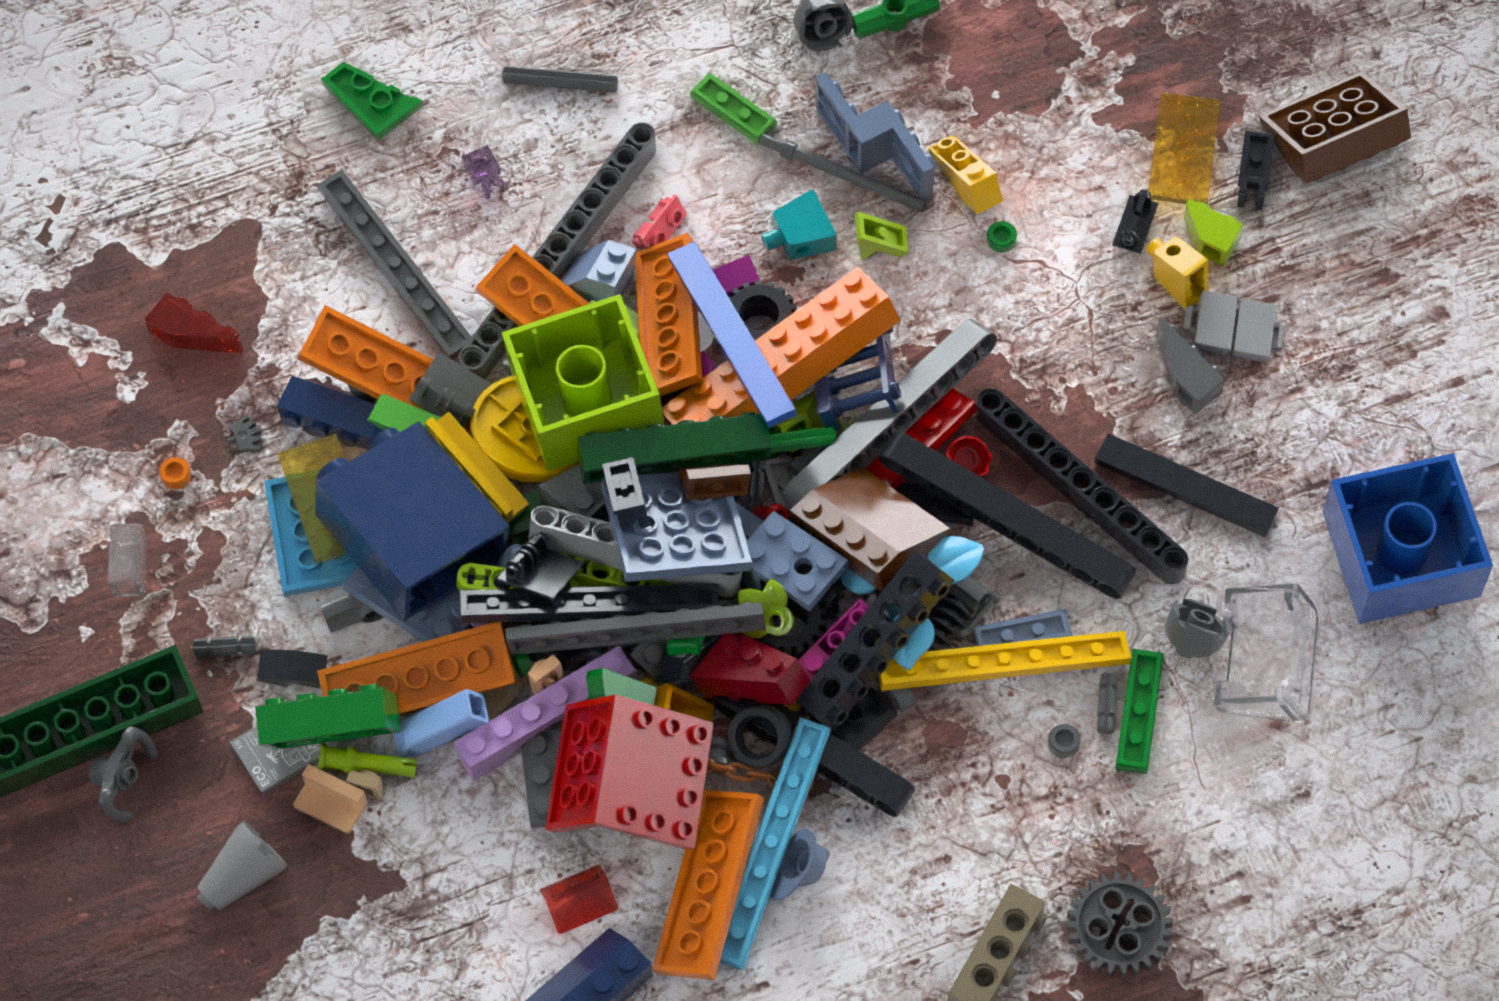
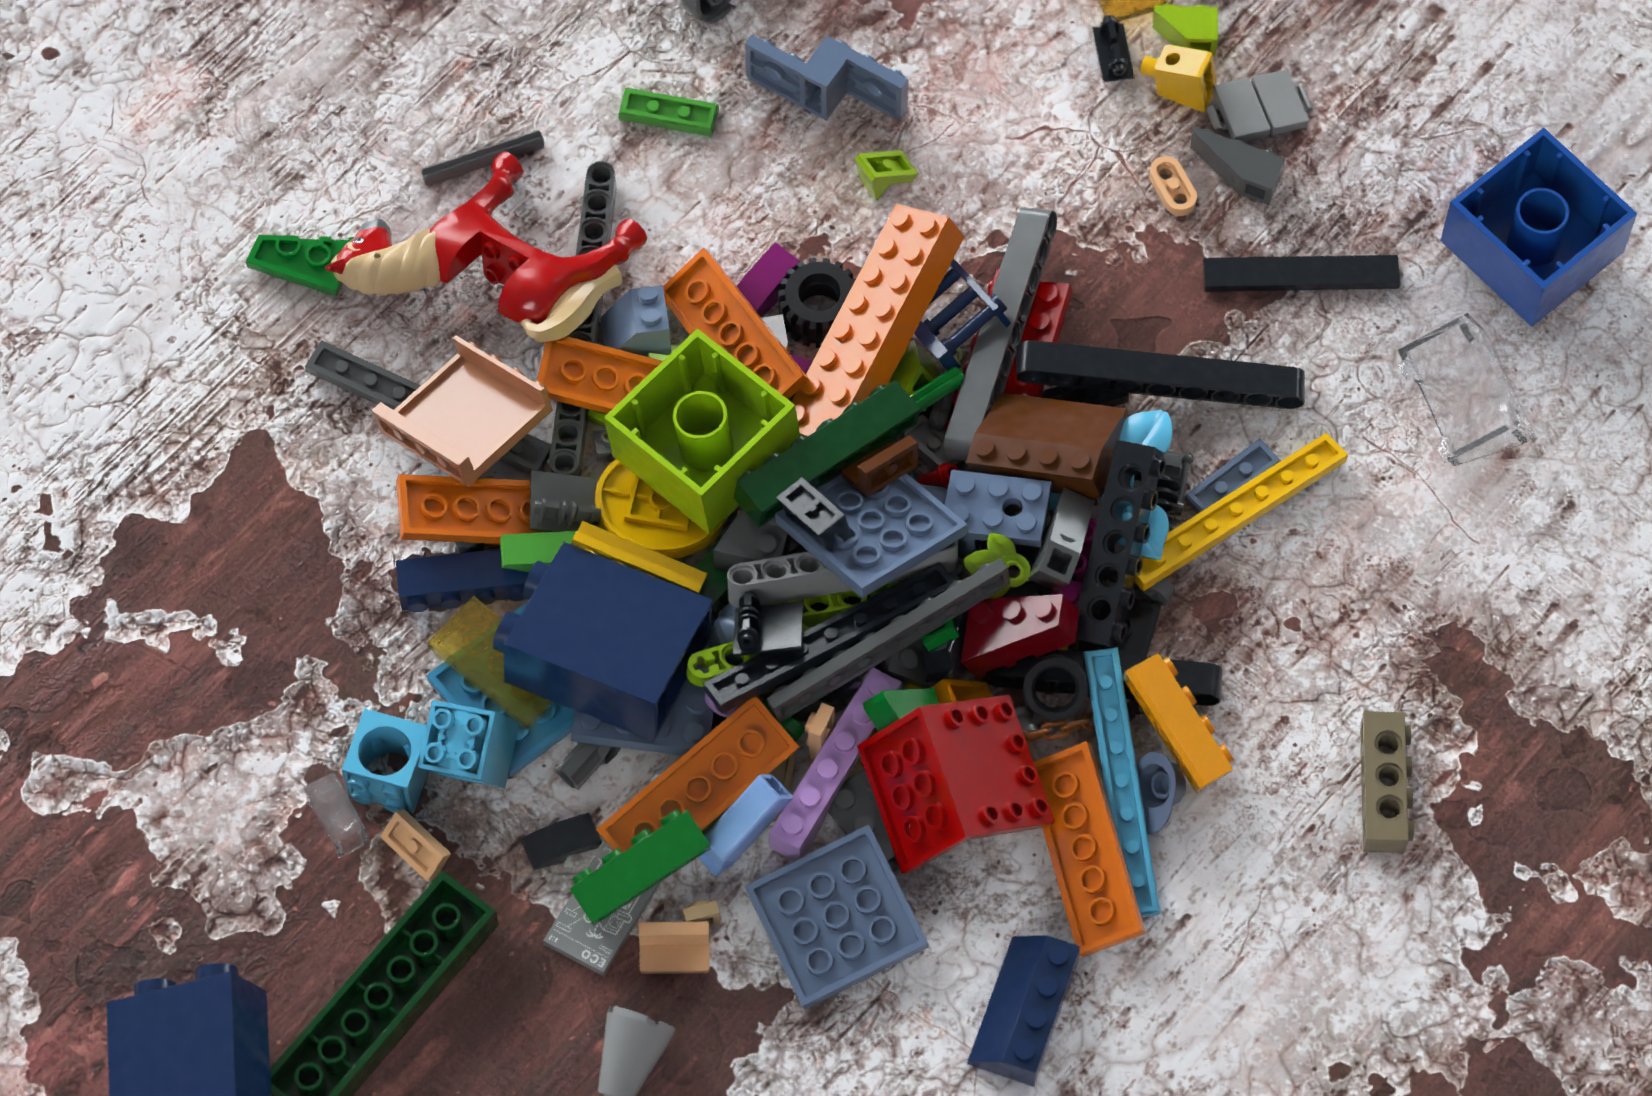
camera: 30 degrees left, 0 degrees up
(119, 771) = (454, 1021): dark grey piece -> none
(175, 473) = (329, 710): orange tile -> none
(175, 614) = (415, 845): none -> light nougat plate
(185, 512) = (377, 736): none -> medium azure brick
(186, 328) = (255, 564): clear red slope -> none
(224, 646) = (481, 852): dark grey axle -> none
(245, 435) = (376, 642): dark grey piece -> none
(256, 552) = (468, 744): none -> medium azure brick
(348, 759) = (675, 899): lime pin -> none
(413, 281) = (466, 413): none -> panel
(471, 839) = (836, 917): none -> sand blue plate
(483, 168) = (468, 282): clear purple plate -> none
(530, 207) = (539, 290): none -> red animal
(579, 899) = (969, 922): clear red panel -> none
(664, 219) = (666, 242): coral hinge -> none
(732, 335) = (815, 321): tile -> none
(790, 150) = (747, 127): dark grey bar -> none
(801, 228) = (805, 196): teal torso -> none
(831, 613) = (1062, 541): none -> dark grey slope
(843, 815) = (1177, 722): none -> light orange slope
(967, 173) = (934, 75): yellow slope -> none
(970, 454) = (1091, 332): red hair -> none
(1001, 236) = (995, 120): green tile -> none
(1064, 740) = (1328, 560): dark grey tile -> none
(1084, 498) = (1218, 329): black beam -> none
(1107, 703) = (1347, 507): dark grey axle -> none
(1118, 362) = (1175, 188): none -> light nougat plate
(1139, 711) = (1380, 501): green tile -> none
(1146, 937) = (1510, 703): dark grey gear -> none
(1196, 629) = (1392, 401): dark grey cylinder -> none

